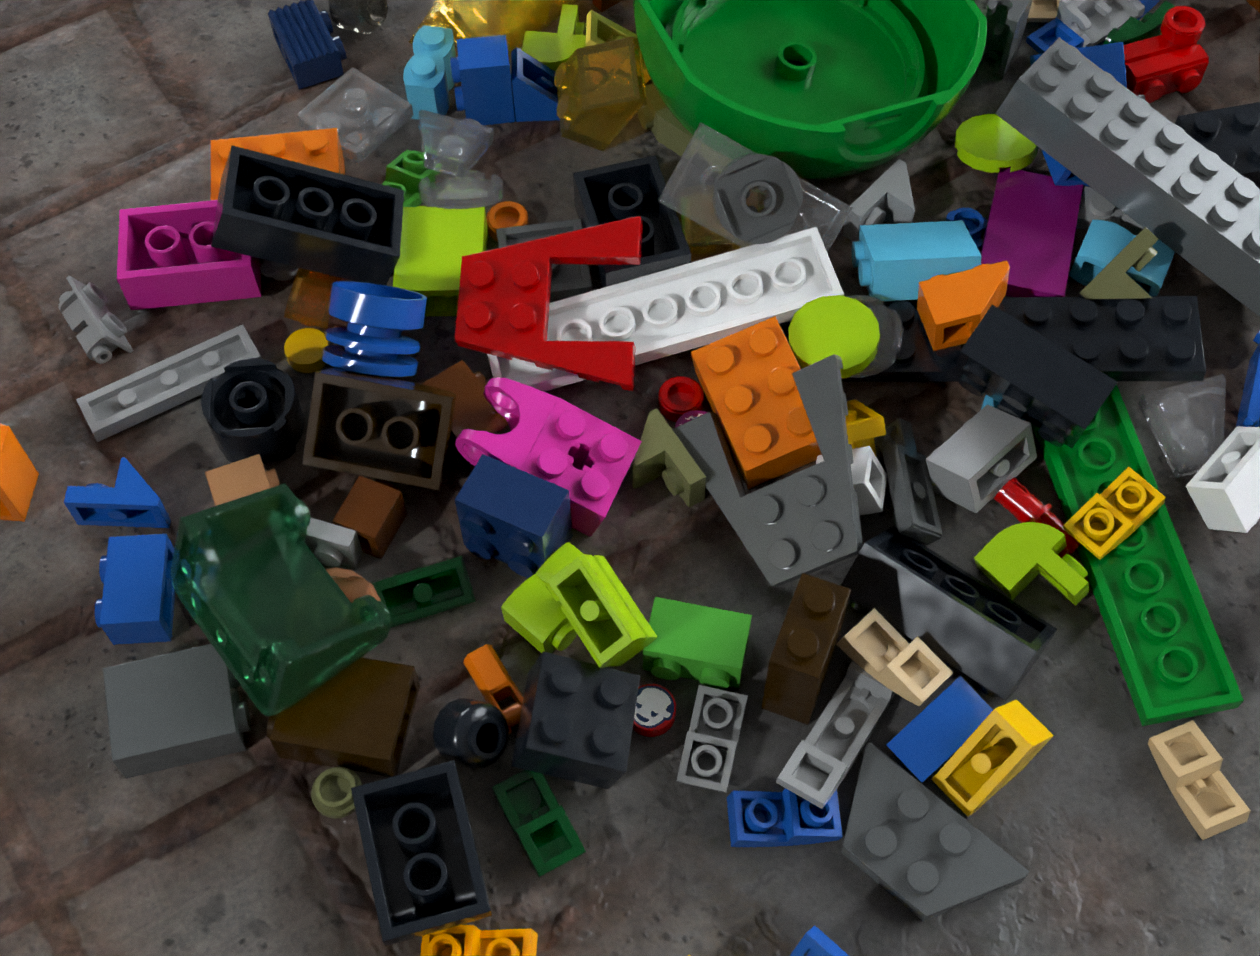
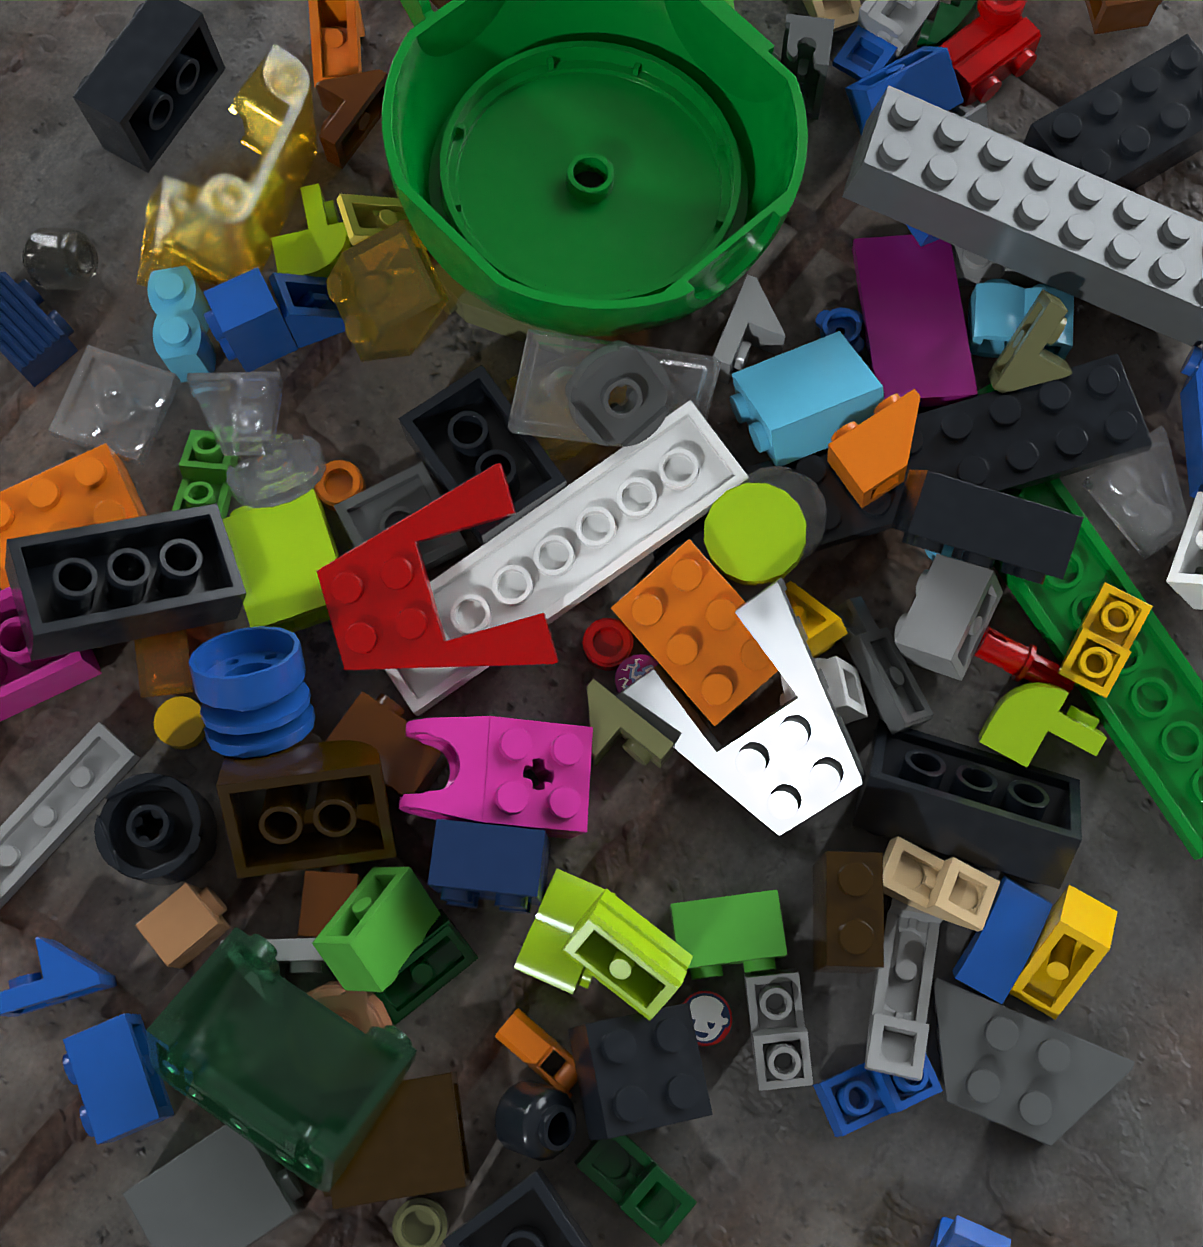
camera: 15 degrees left, 15 degrees up
(399, 536) = (377, 929): none -> bright green brick
(992, 144) = (831, 220): lime tile -> none

